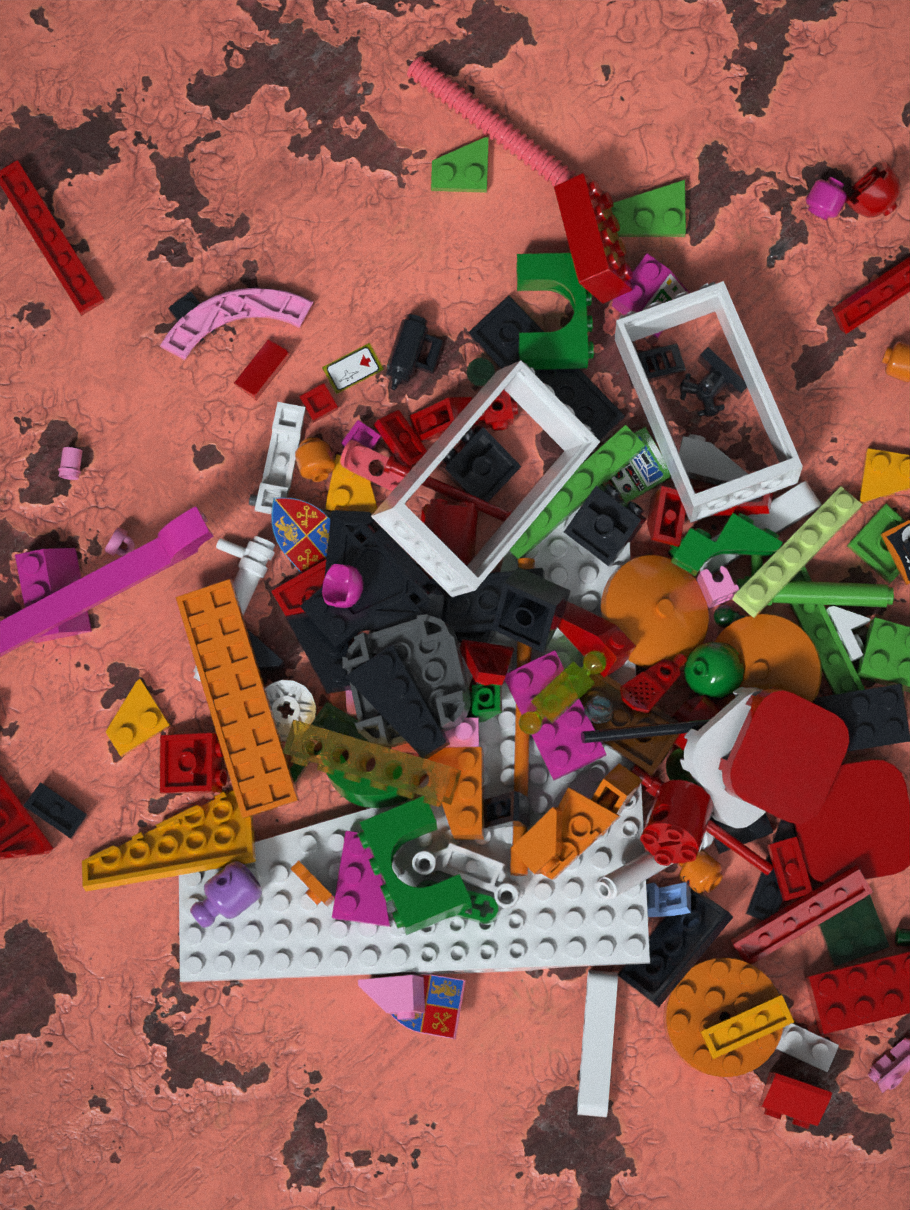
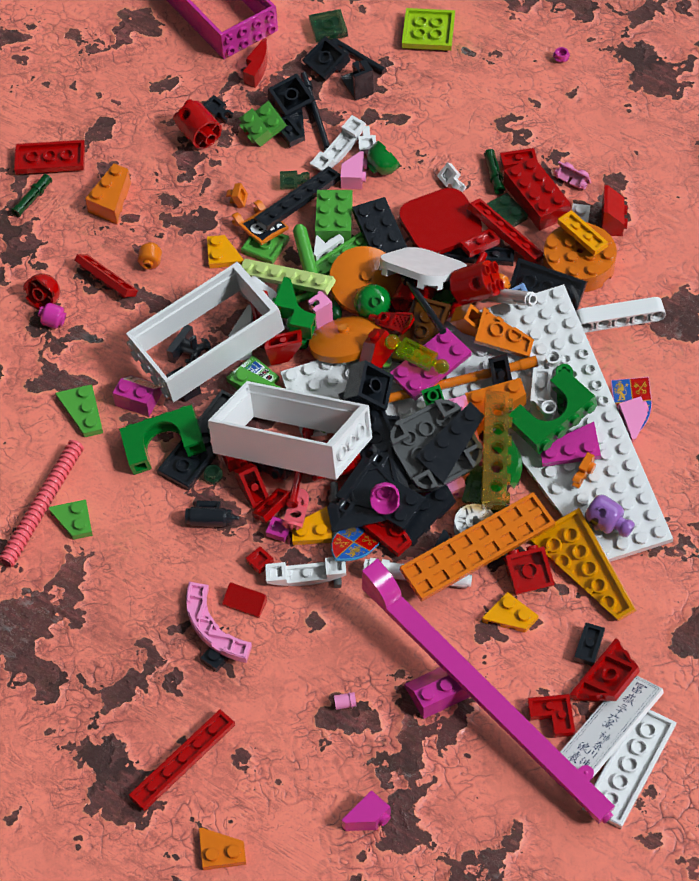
camera: 100 degrees left, 25 degrees down
(113, 545) = (392, 655): bright pink tile -> none
(314, 459) = (300, 550): orange head -> none
(352, 368) = (229, 550): white sticker -> none
(486, 661) = (411, 402): red wing -> none
(542, 843) = (513, 343): orange slope -> none
(594, 238) = (110, 418): red brick -> none
(599, 710) = (421, 336): clear light blue plate -> none
(605, 523) = (298, 370): black plate -> none
(785, 755) = (416, 243): red tile -> none

